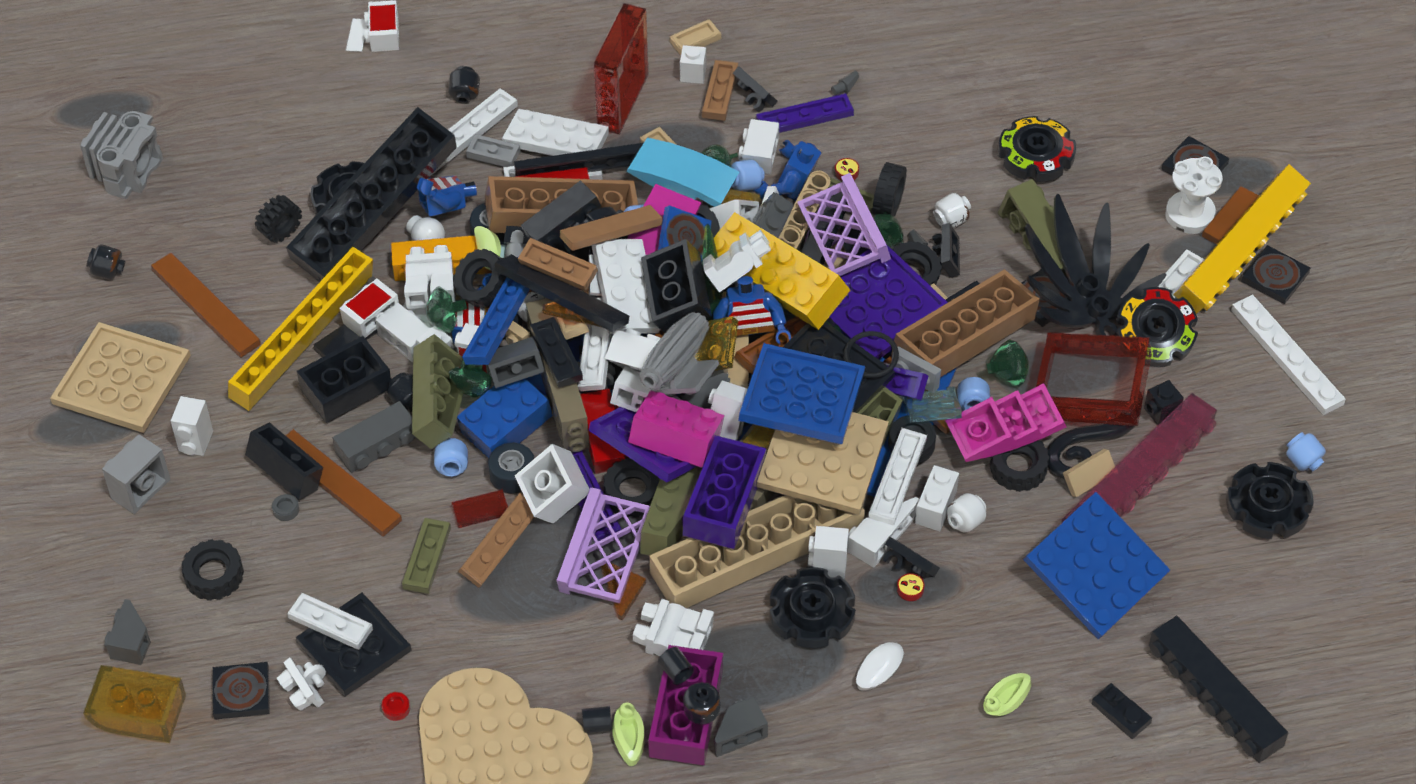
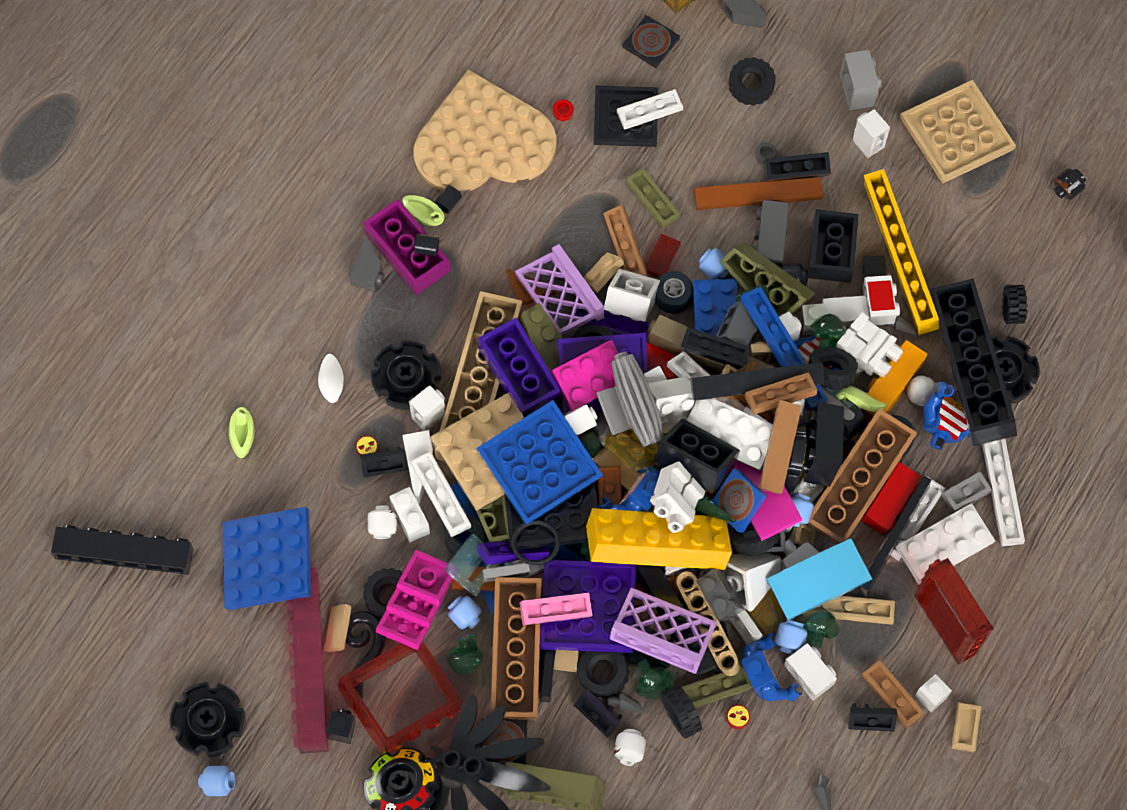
camera: 130 degrees right, 15 degrees up
(206, 305) = (980, 220): dark orange tile -> none
(307, 693) = (622, 71): white hips -> none
(464, 84) = (1050, 521): black head -> none
(546, 536) = (603, 271): none -> tan plate
(673, 626) = (462, 285): white hips -> none
(701, 703) = (386, 233): black head -> none
(809, 113) = (818, 736): dark purple tile -> none
(910, 303) = (556, 609): none -> bright pink plate
(1121, 711) = (168, 487): black plate -> none

